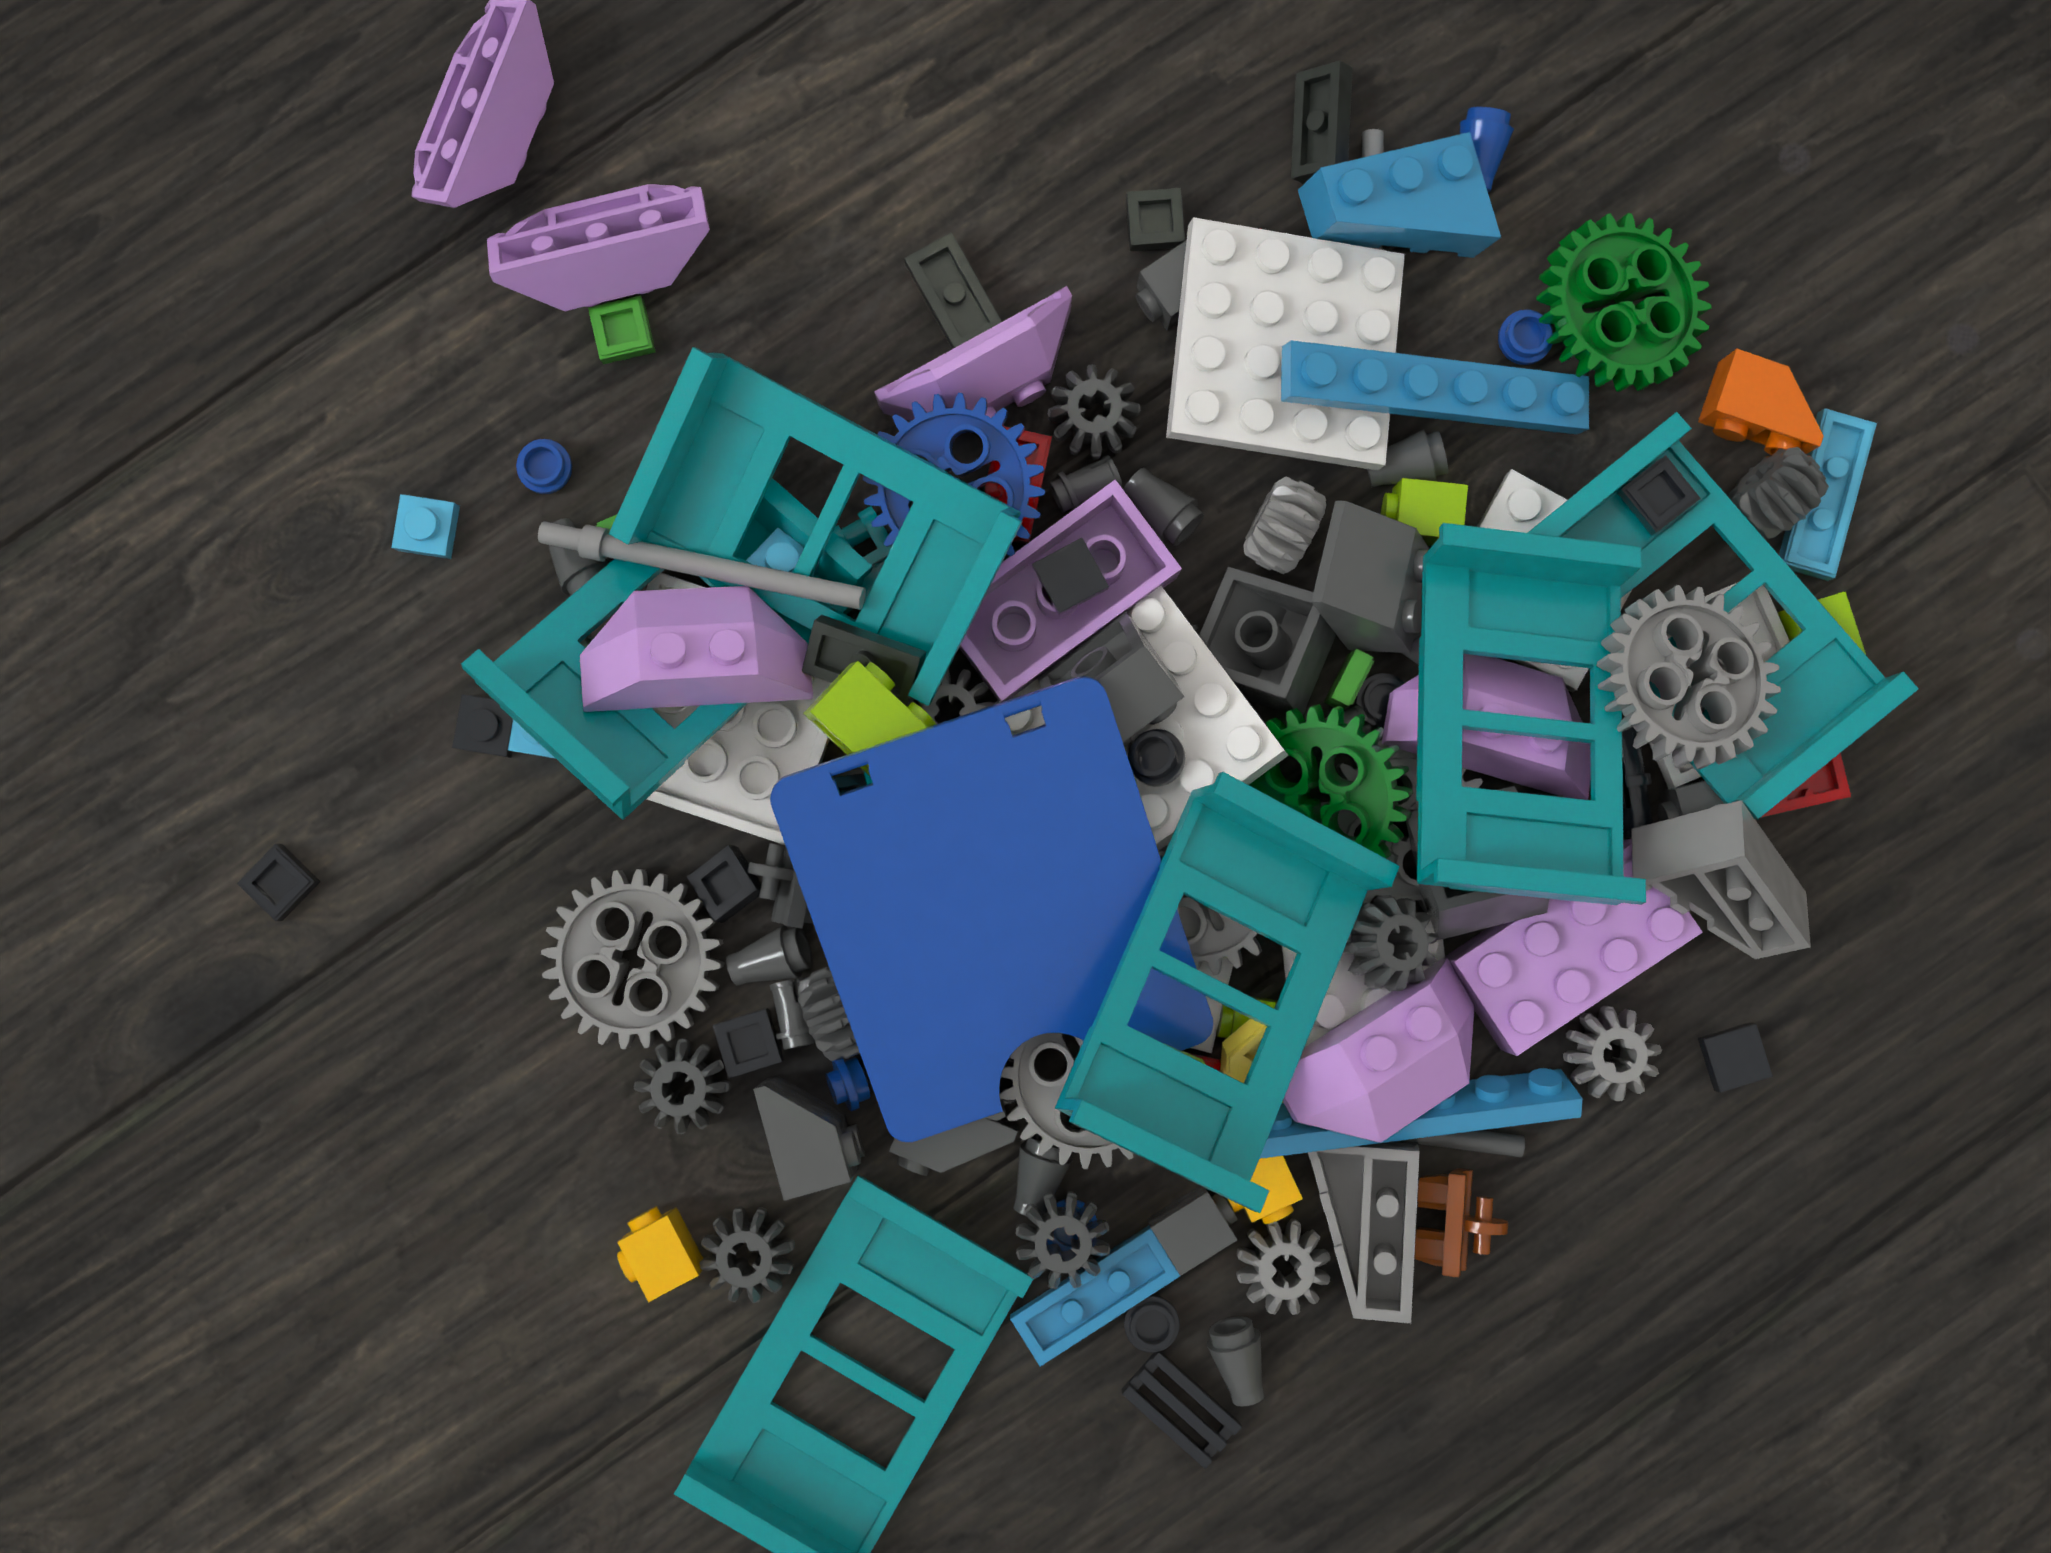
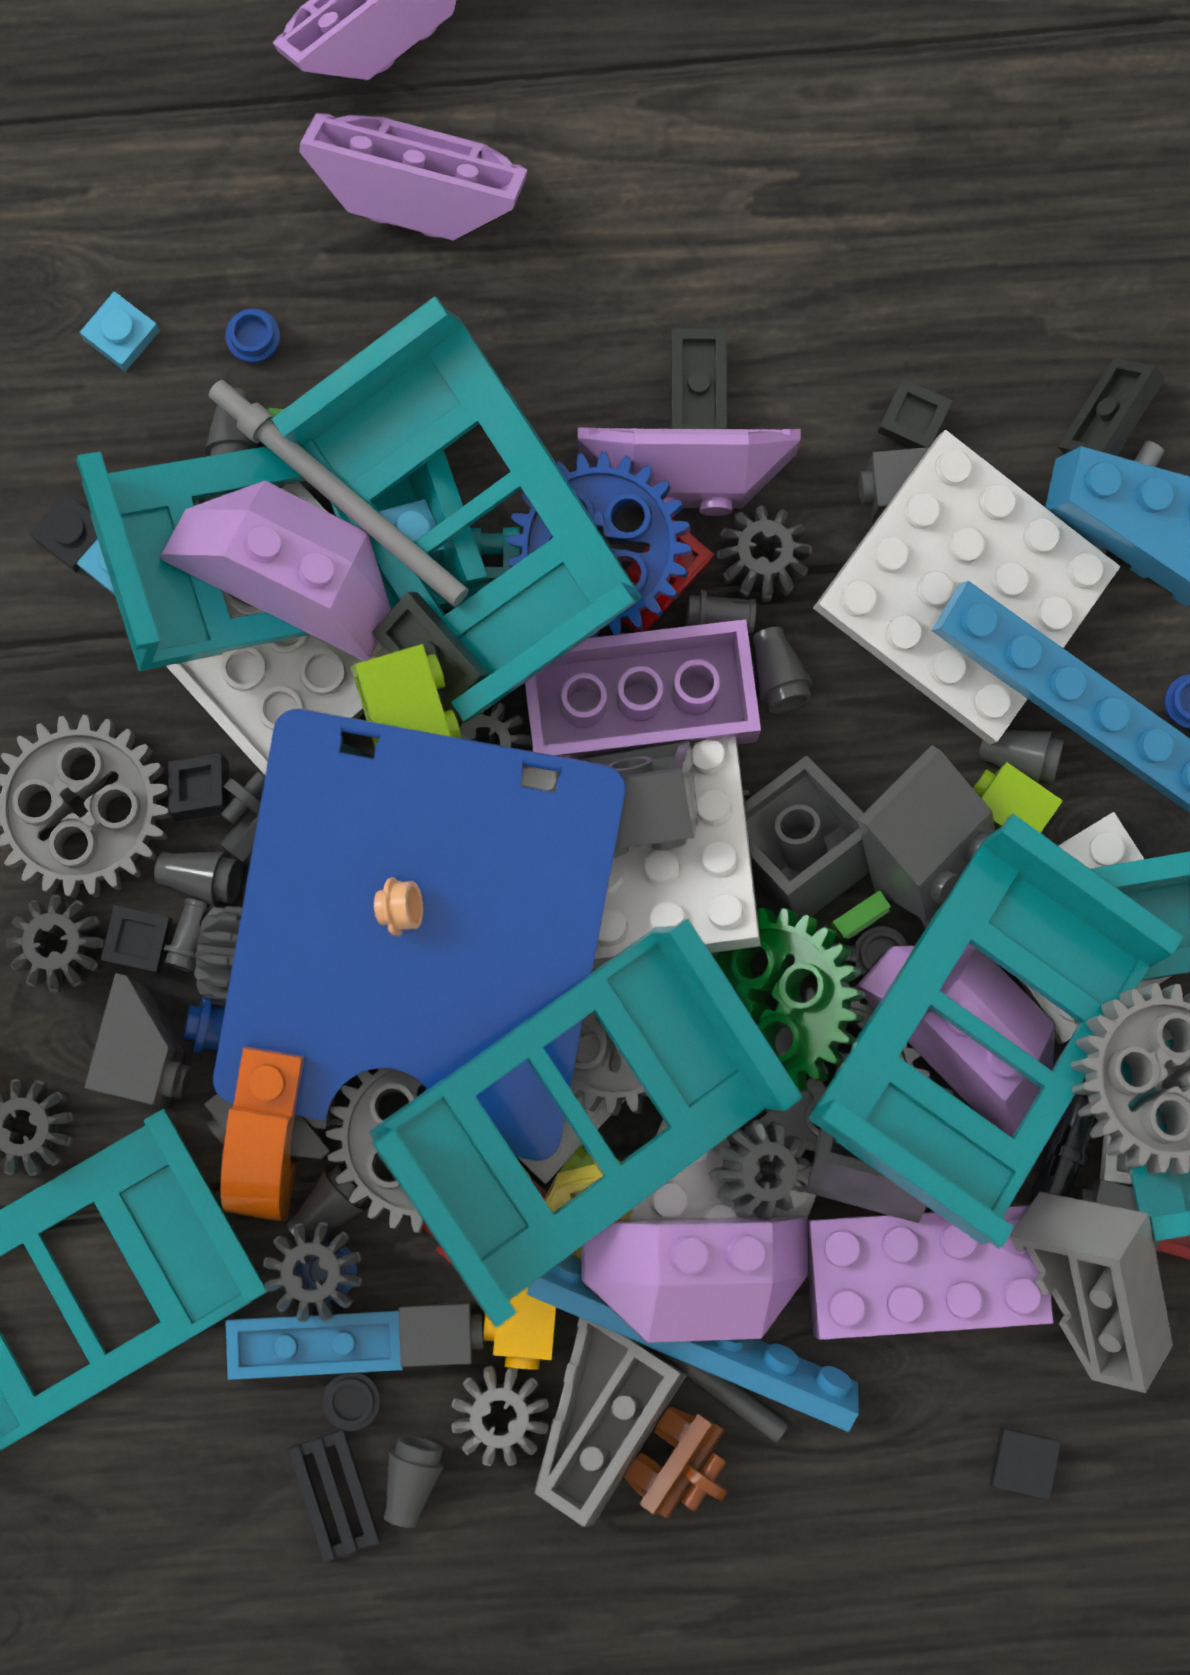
camera: 30 degrees right, 5 degrees down
(621, 329) = (389, 256): bright green tile -> none
(954, 1151) = (258, 1136): none -> orange arch
(967, 899) = (399, 906): none -> light nougat plate
(1070, 576) = (656, 681): black tile -> none
(1156, 757) = (640, 880): black plate -> none
(1285, 525) = (877, 746): light grey gear -> none
(1633, 1058) = (928, 1381): light grey gear -> none

